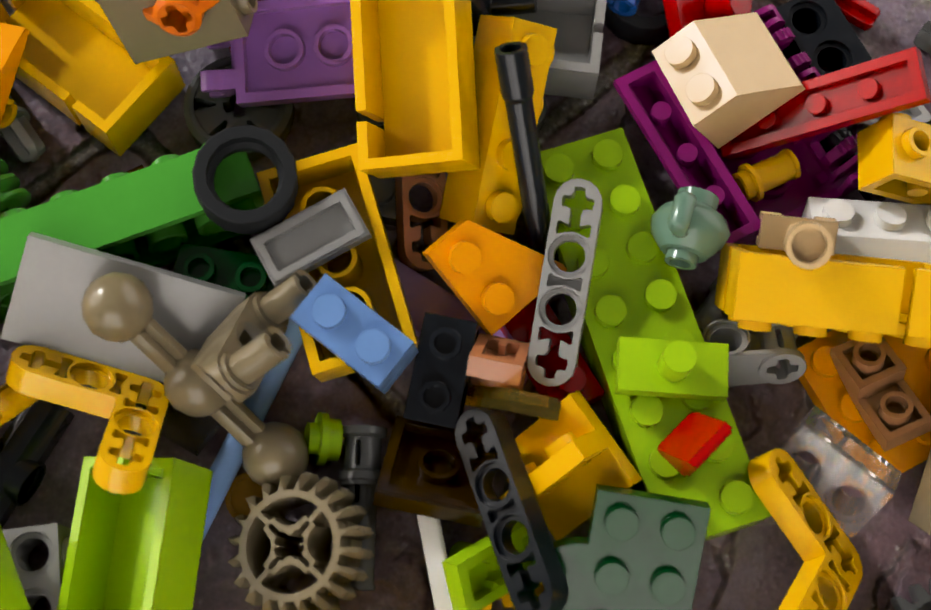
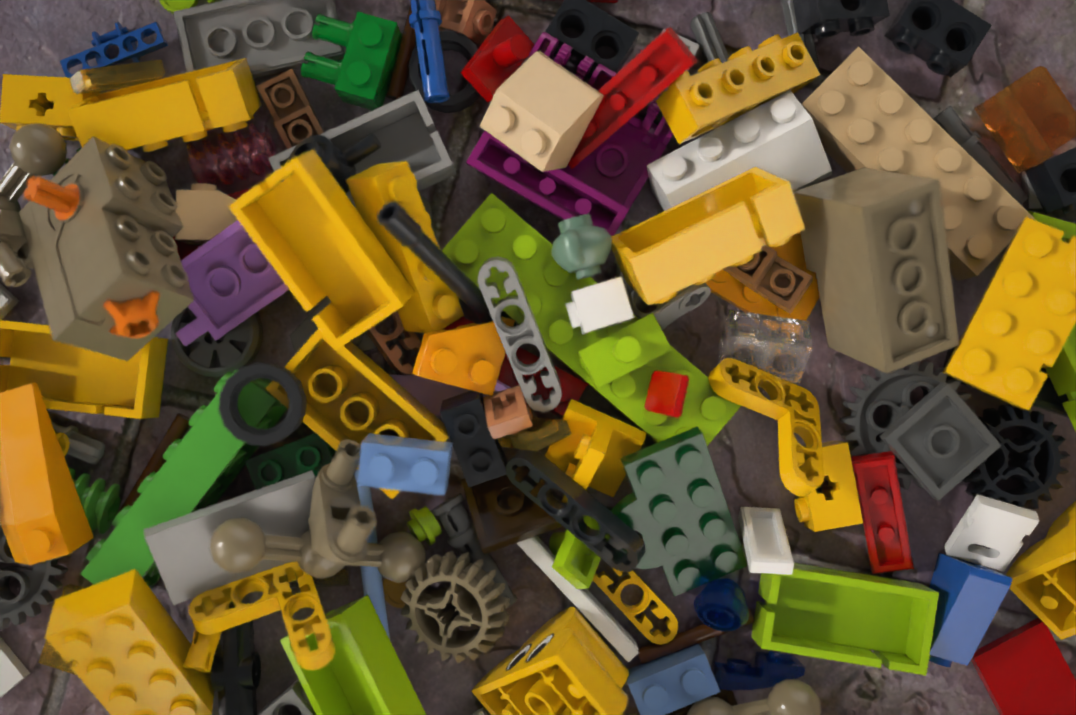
camera: 30 degrees left, 15 degrees up
(311, 237) = (332, 413): light grey tile -> none
(673, 301) = (599, 306): none -> white brick
(767, 174) = (608, 166): yellow pin -> none
(805, 240) = (663, 213): tan bar -> none

